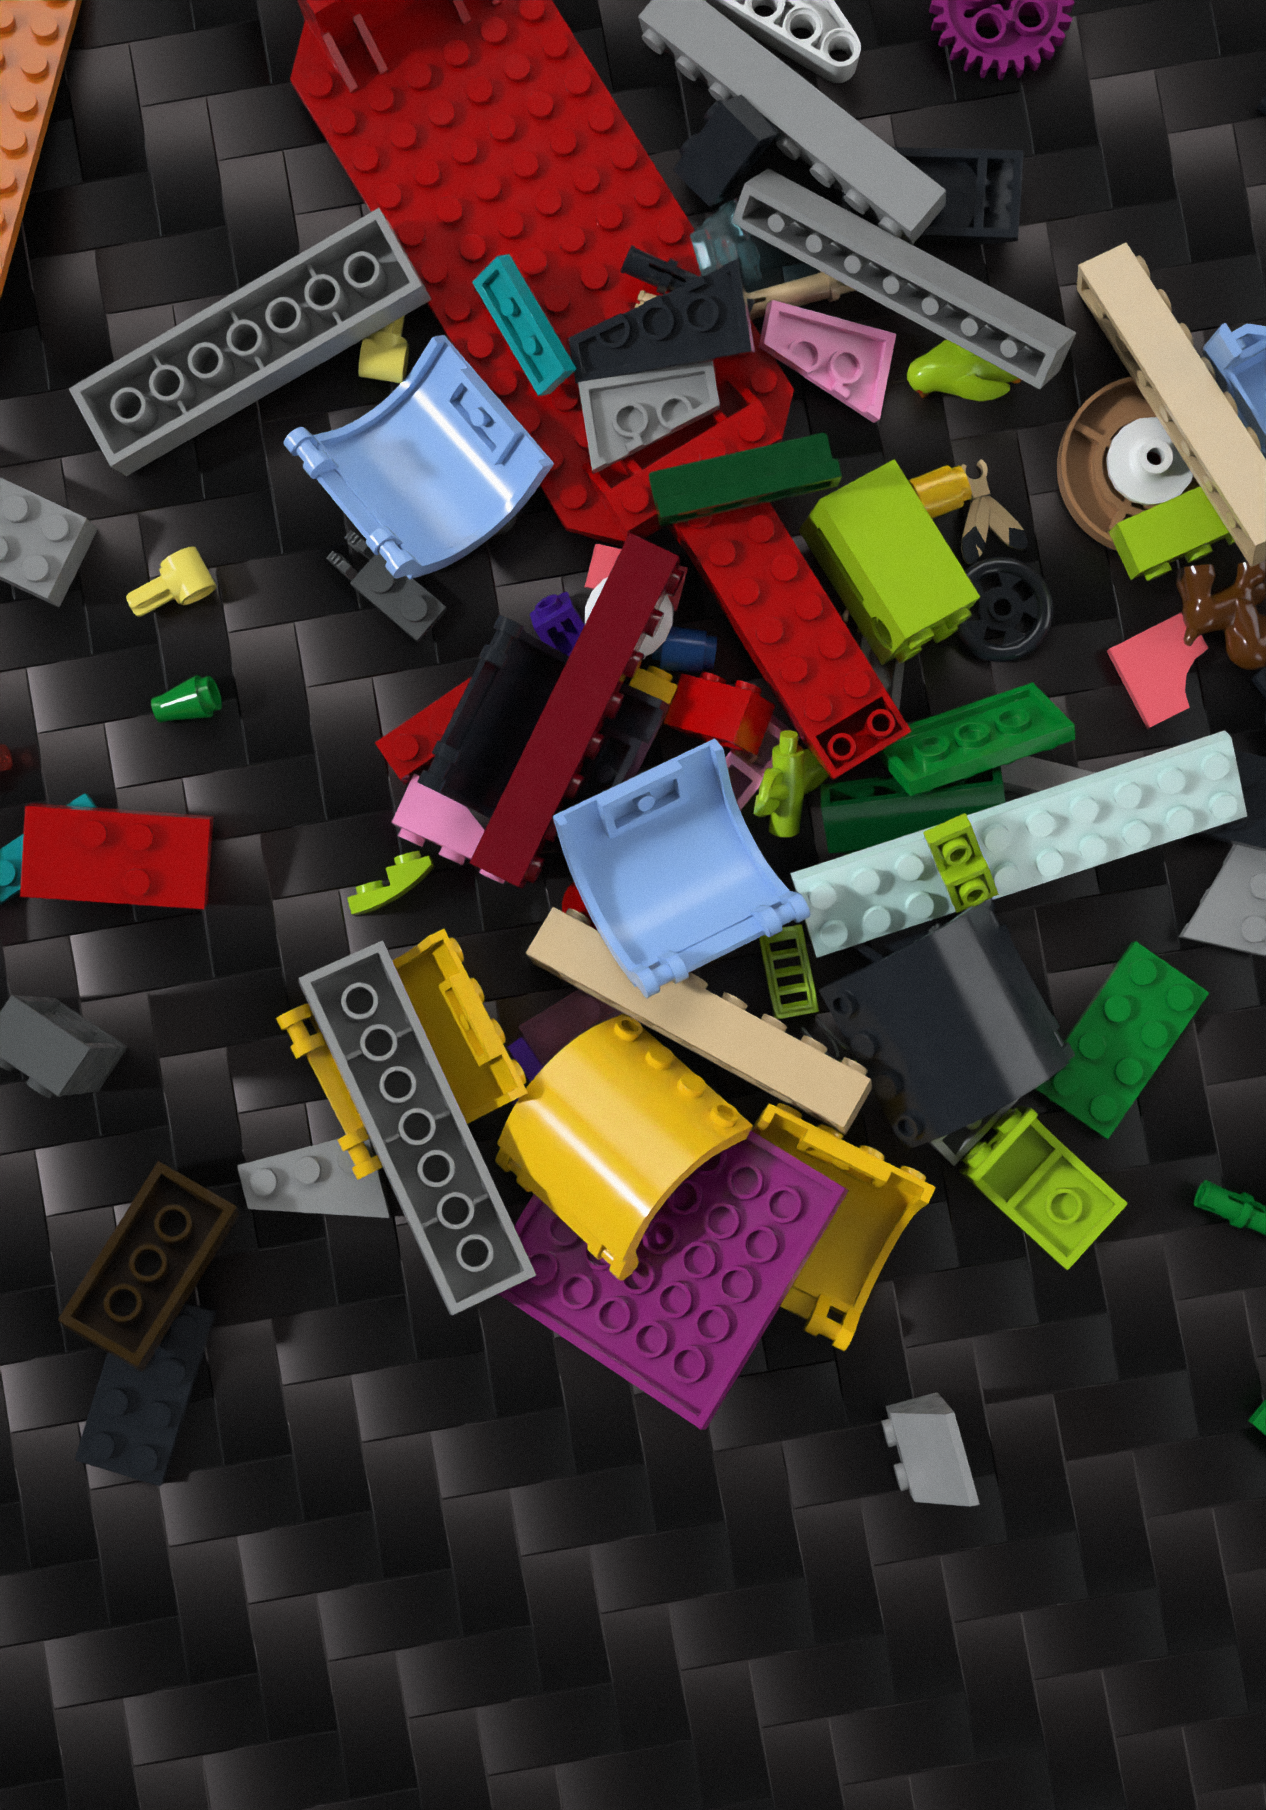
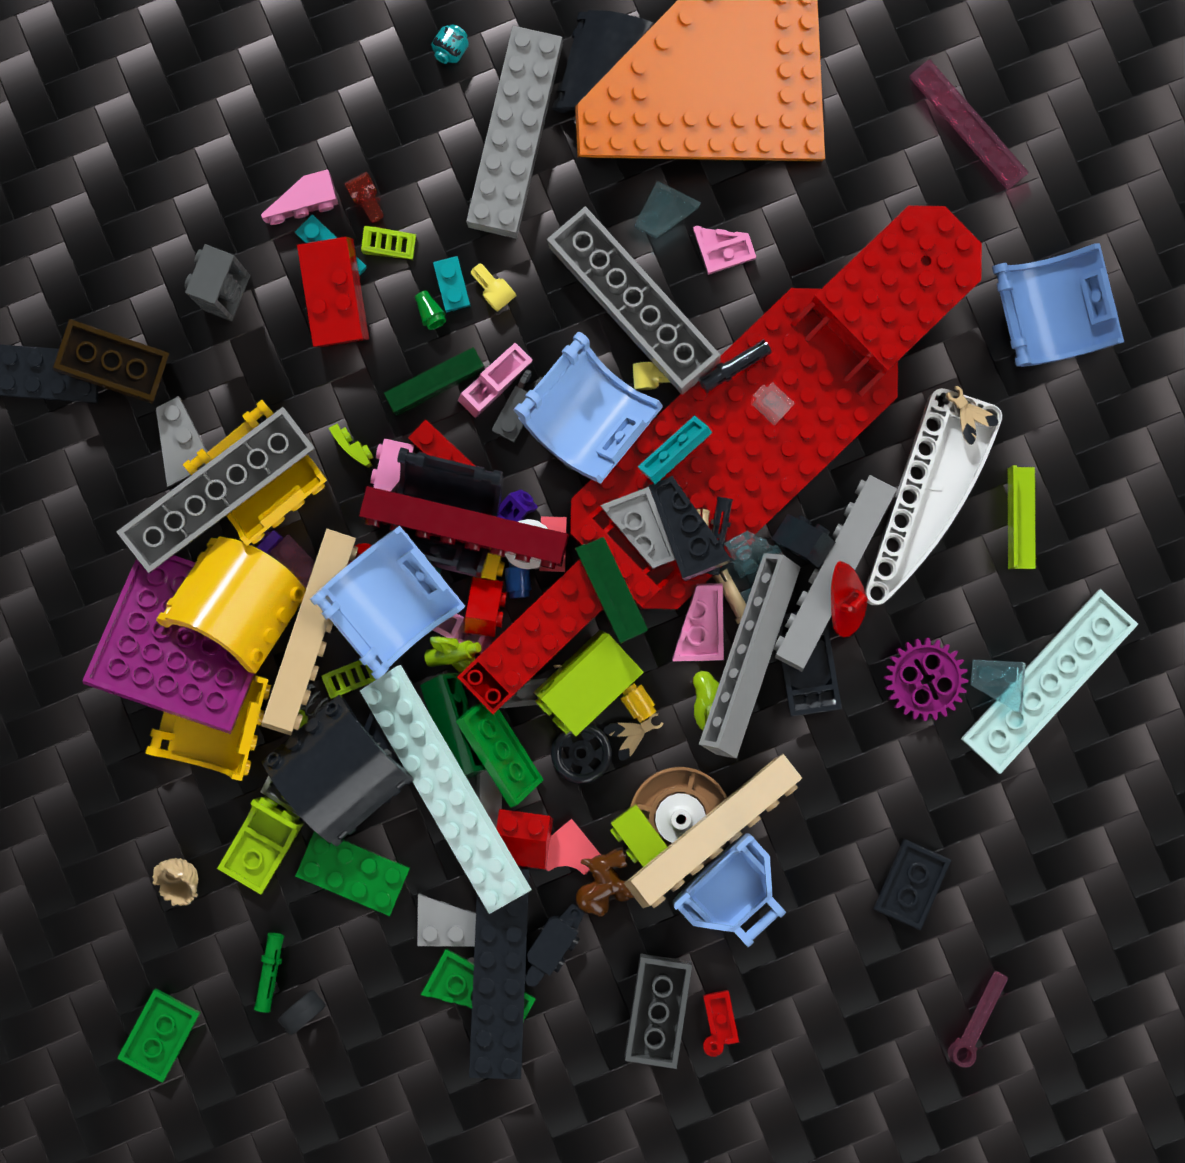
camera: 80 degrees right, 0 degrees up
(39, 740) = (387, 252): none -> lime slope
(106, 265) = (664, 210): none -> clear light blue wing
(150, 655) = (451, 284): none -> teal plate
(195, 182) = (723, 248): none -> bright pink wing
(311, 719) = (434, 381): none -> dark green panel
(333, 615) = (494, 380): none -> bright pink slope
(407, 209) = (726, 371): none -> black pin
(481, 144) = (772, 403): none -> clear brick
(844, 94) = (847, 600): none -> red shield
(930, 1452) = (99, 812): light grey slope -> none
(960, 863) = (424, 757): lime slope -> none
(1076, 1343) = (176, 880): none -> tan hair
(1125, 726) = (526, 837): none -> red slope

